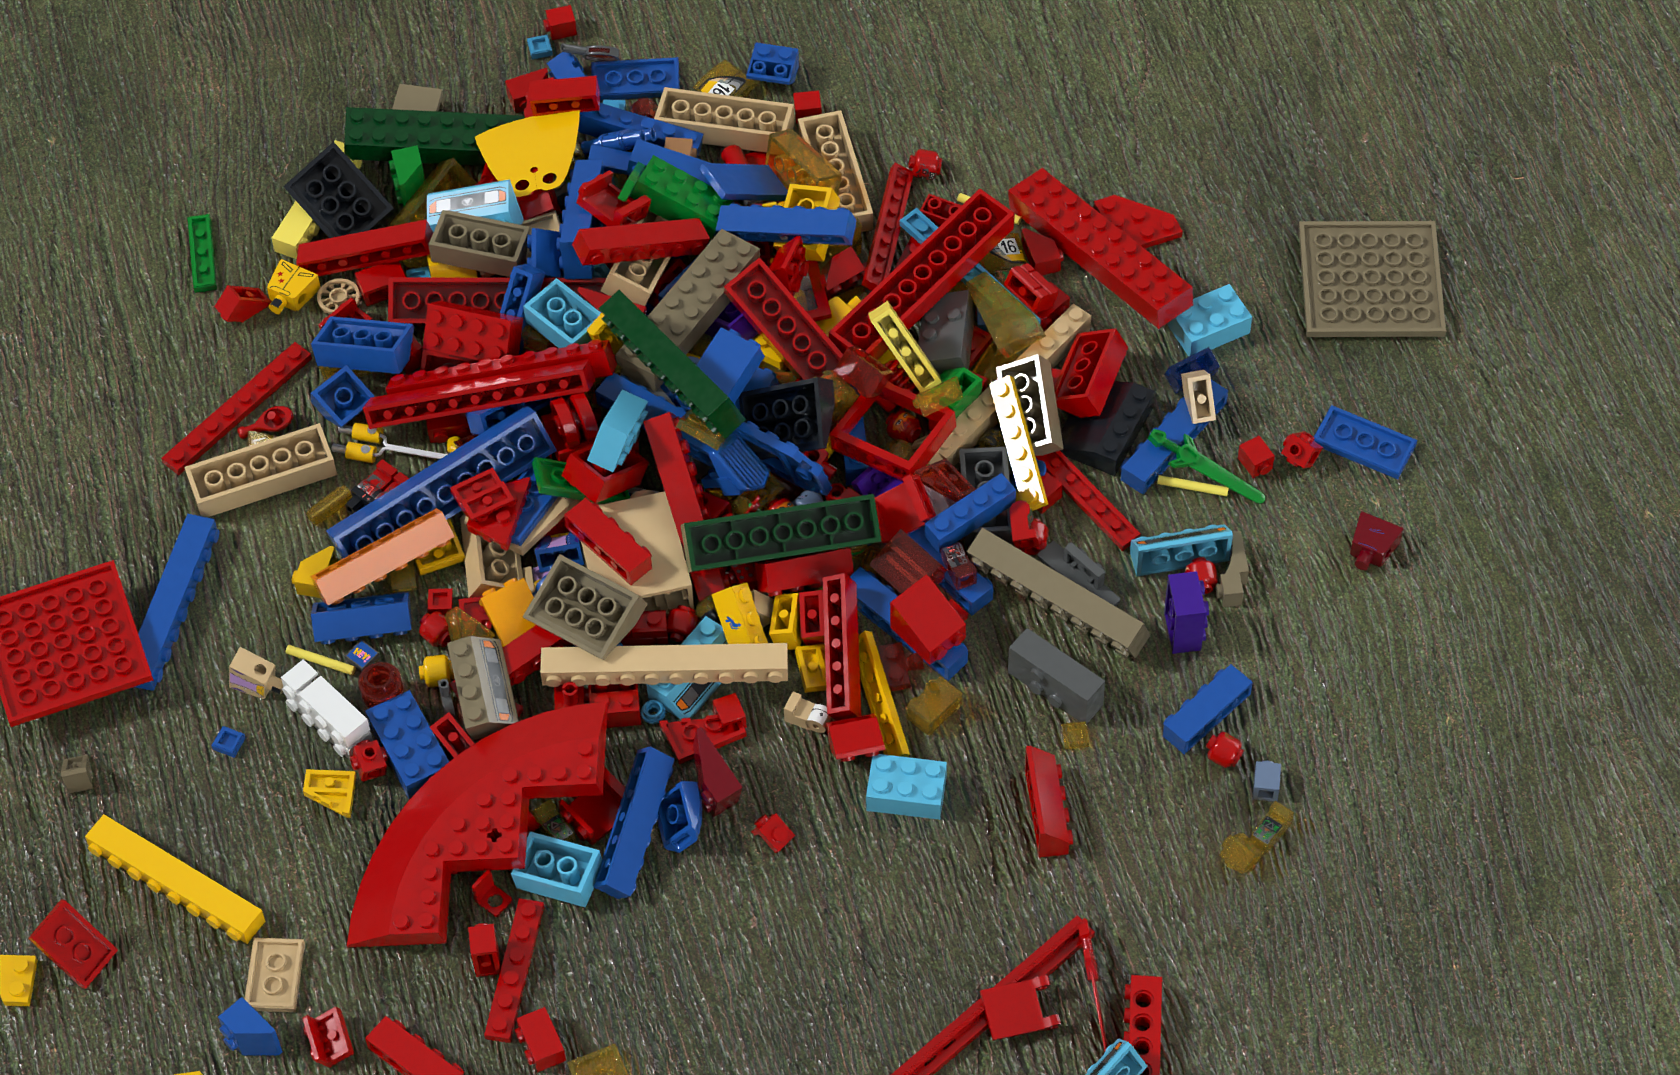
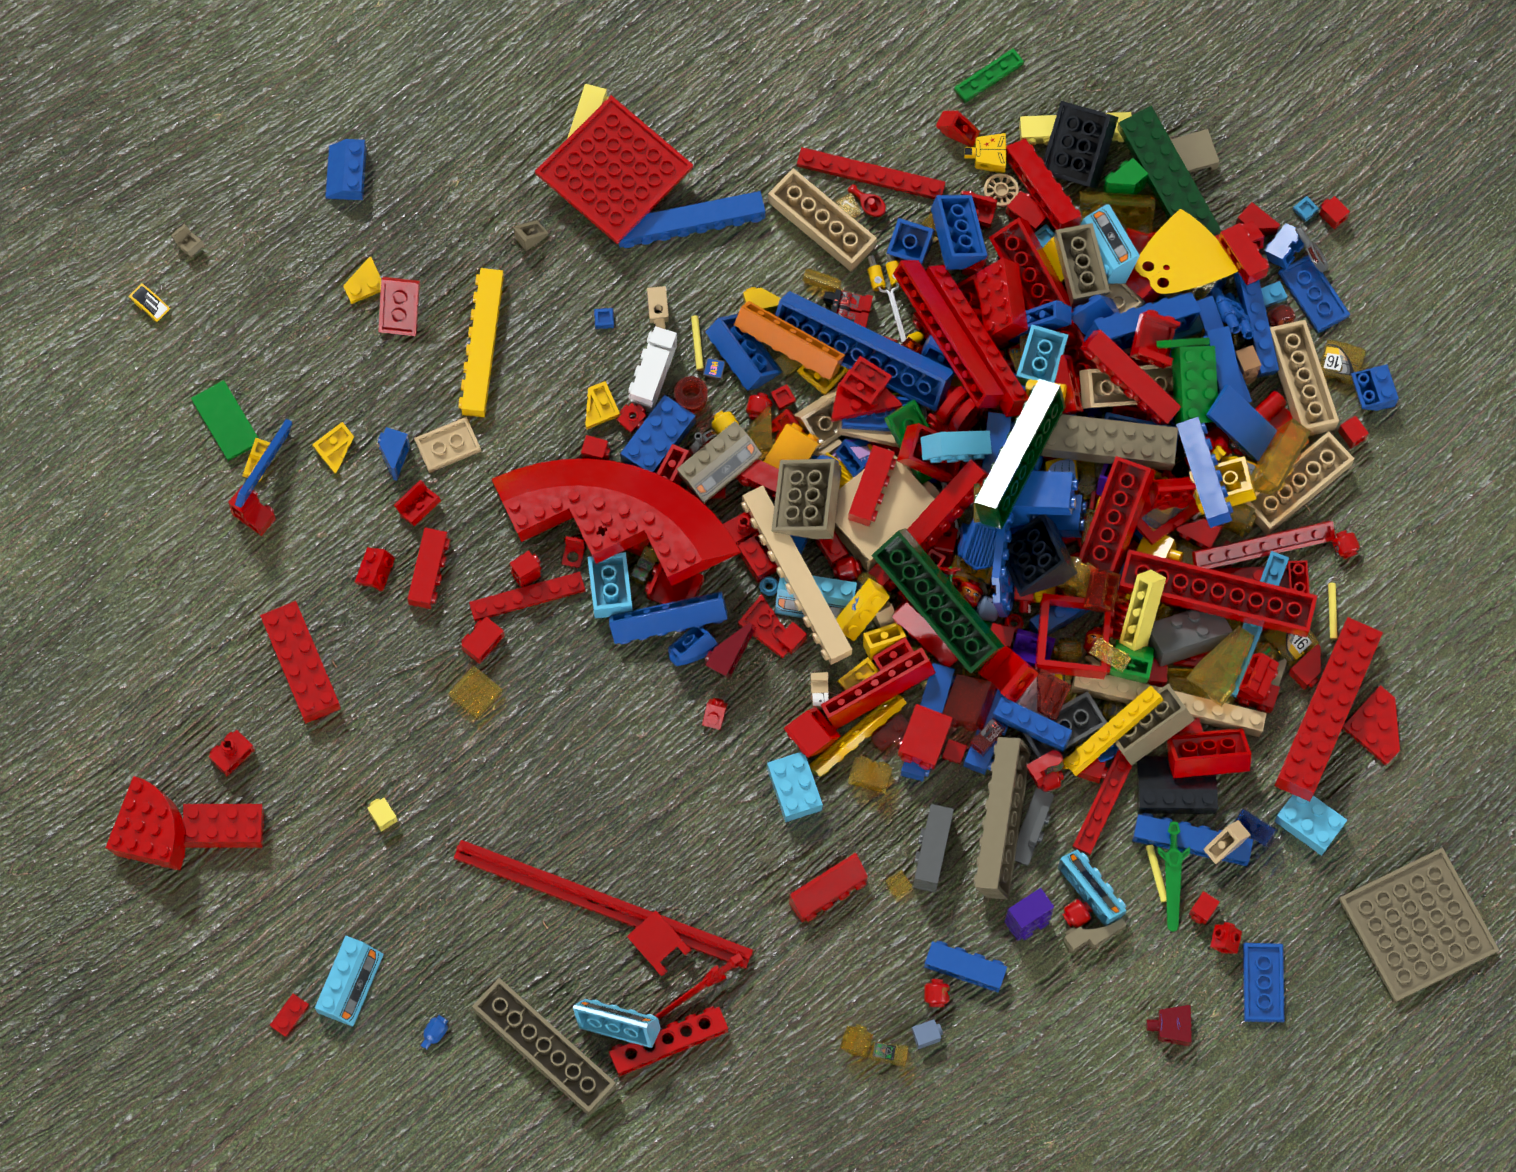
camera: 60 degrees right, 15 degrees up
(380, 815) = (595, 448): none -> red brick

